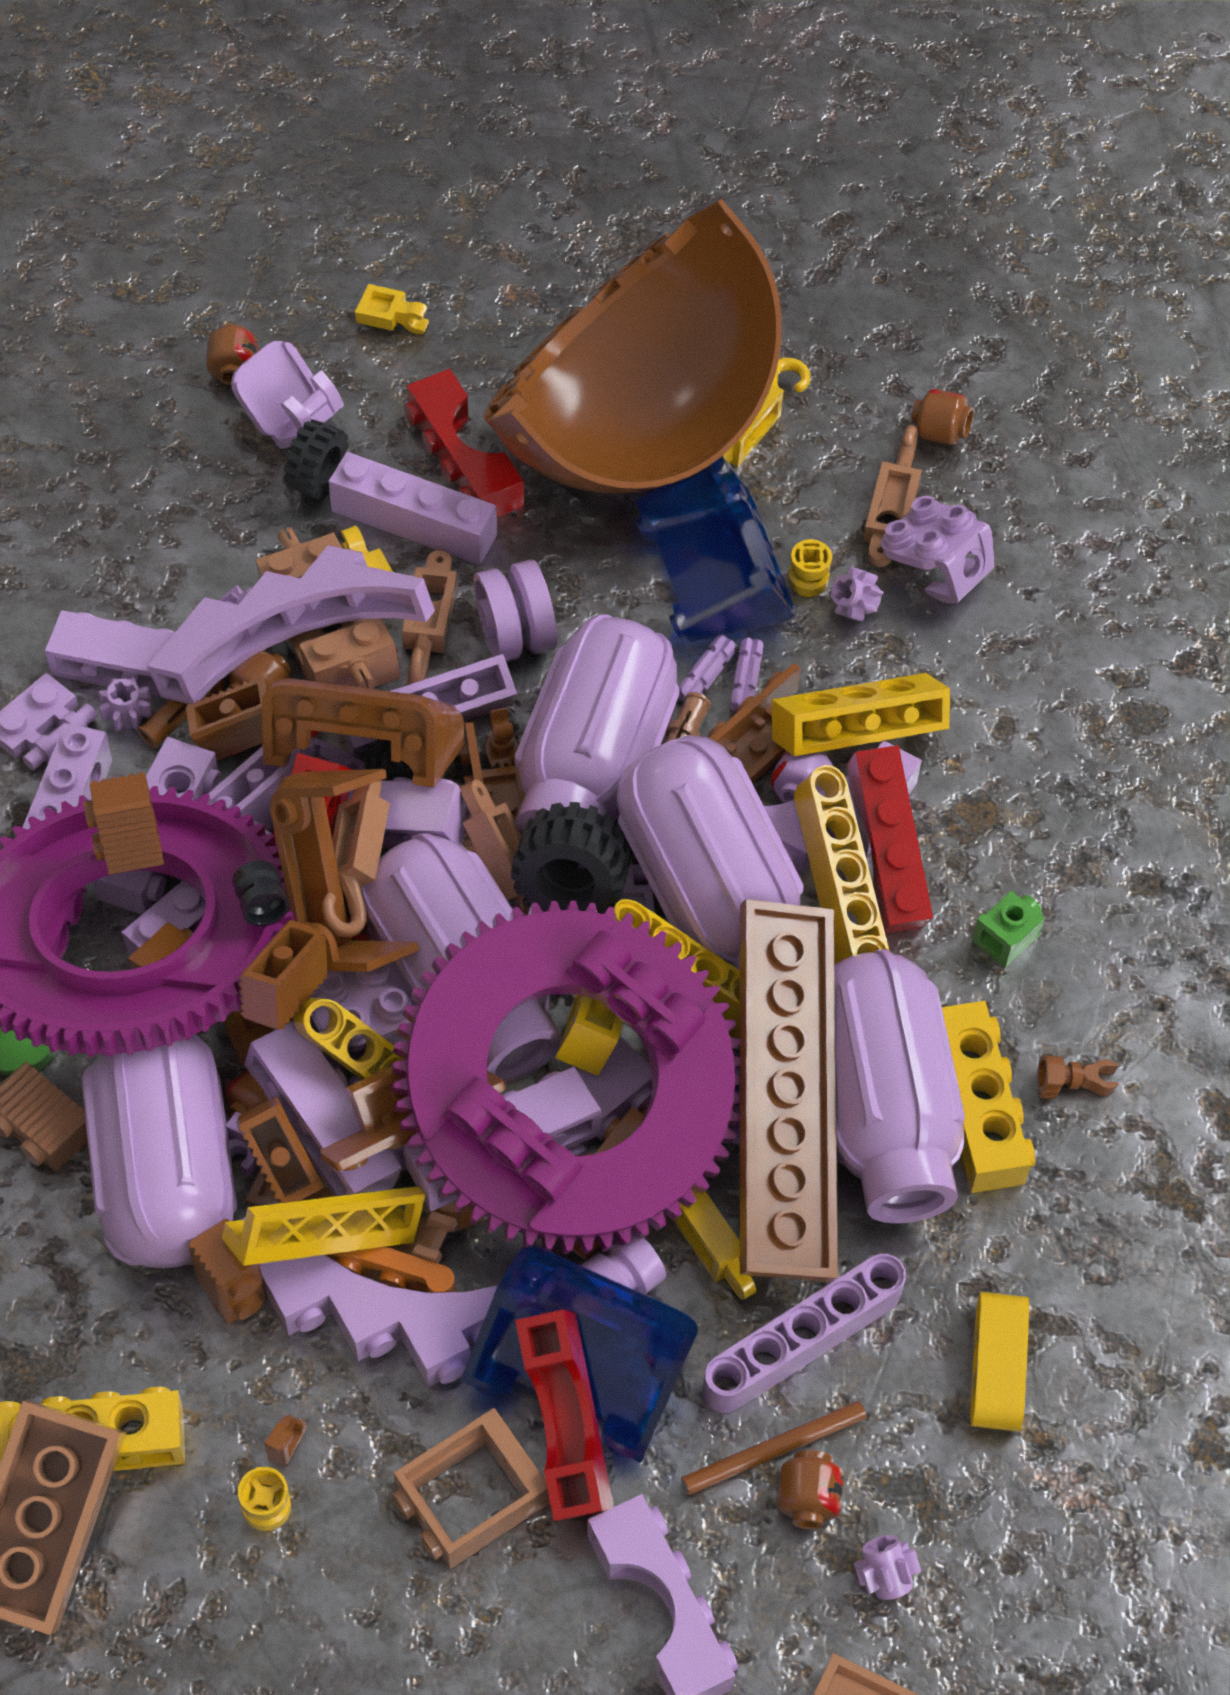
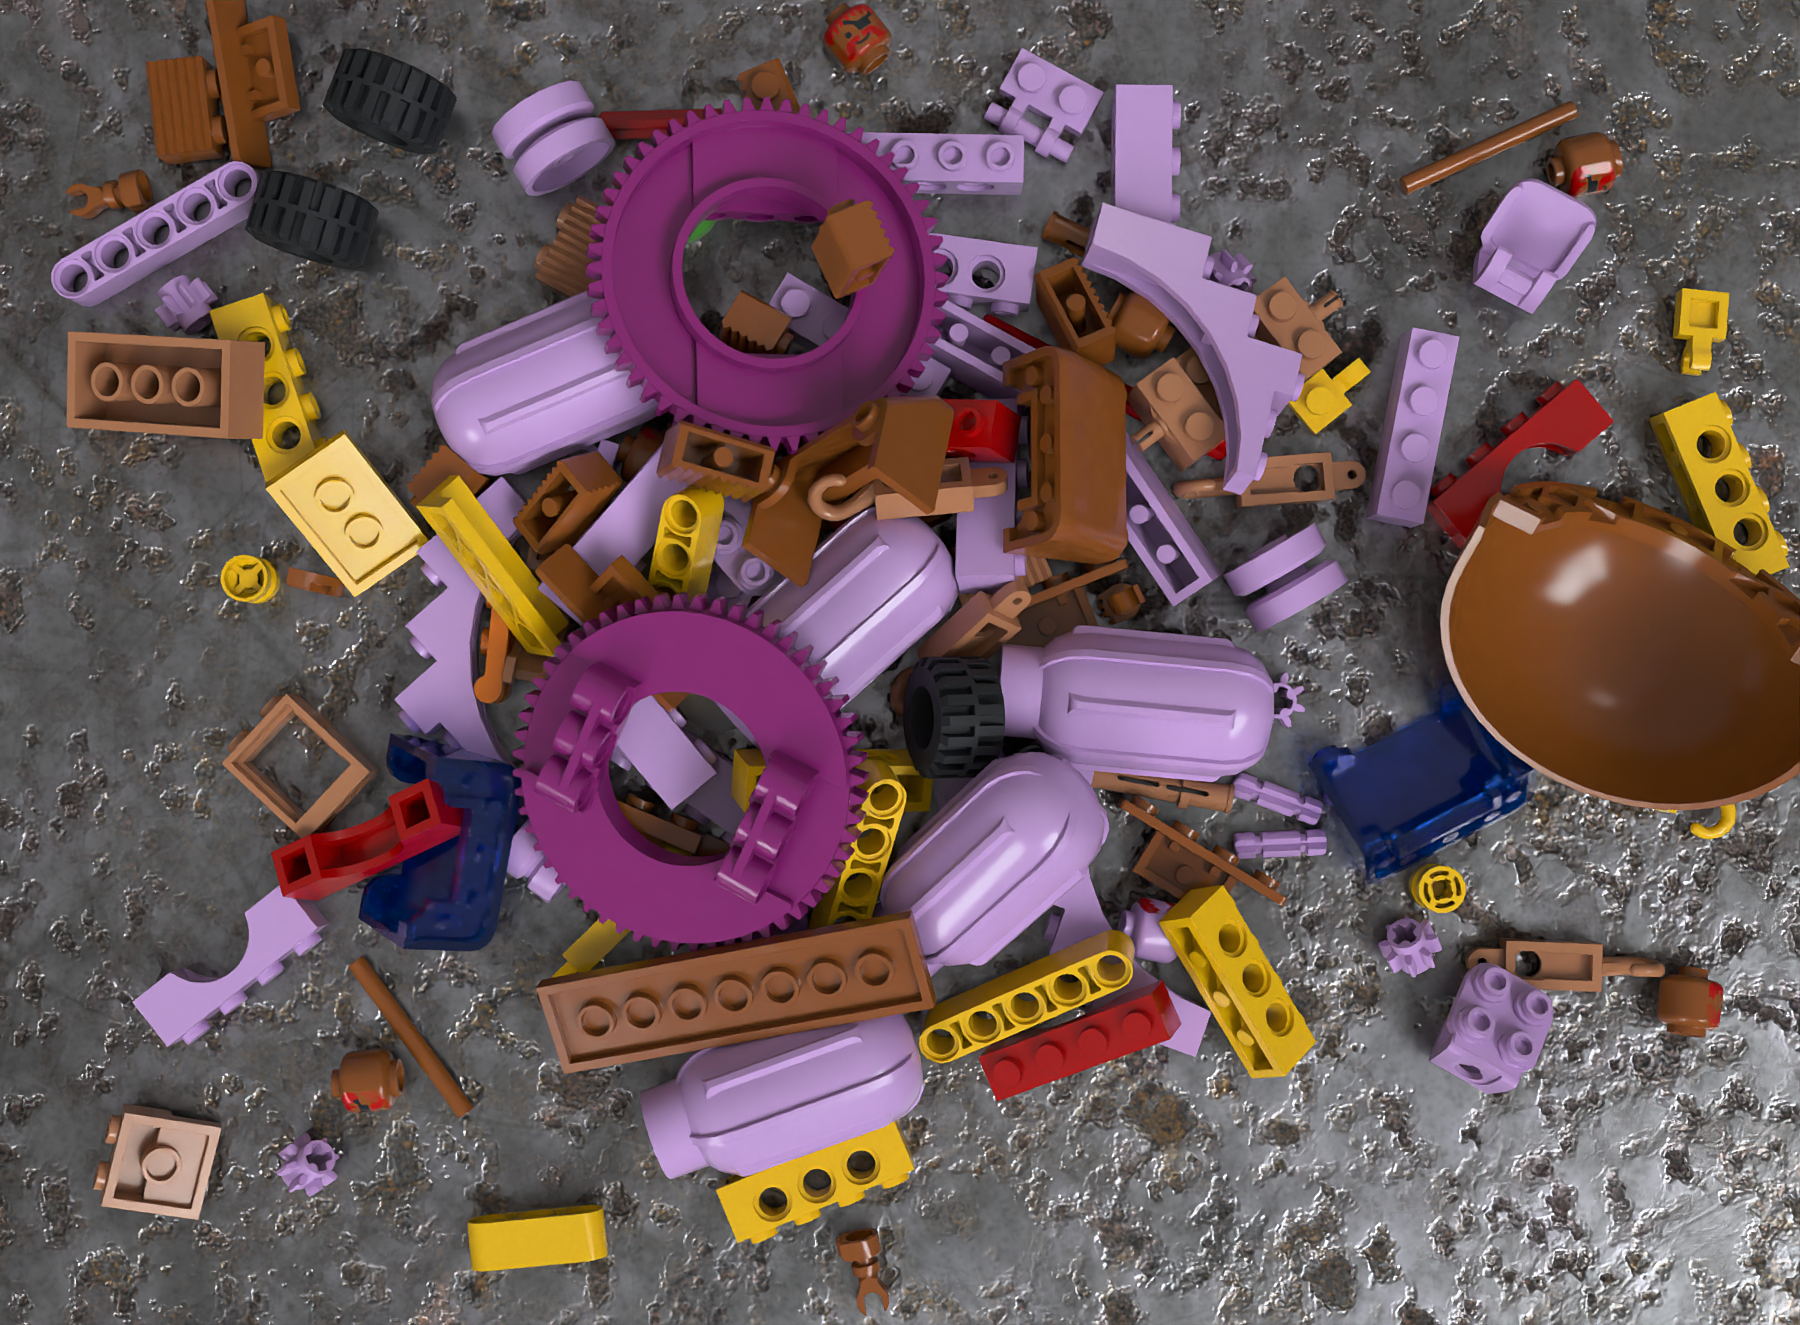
camera: 85 degrees right, 30 degrees up
(125, 703) = (1081, 175): lavender gear -> none
(194, 420) = (1488, 147): none -> dark orange bar
(226, 1375) = (348, 513): none -> yellow plate
(256, 886) = (800, 412): black wheel -> none
(314, 458) = (1448, 303): black tyre -> none
(510, 321) = (1697, 476): none -> yellow brick
(794, 1352) = (499, 1042): lavender beam -> none
(1009, 927) = (1015, 1162): bright green brick -> none

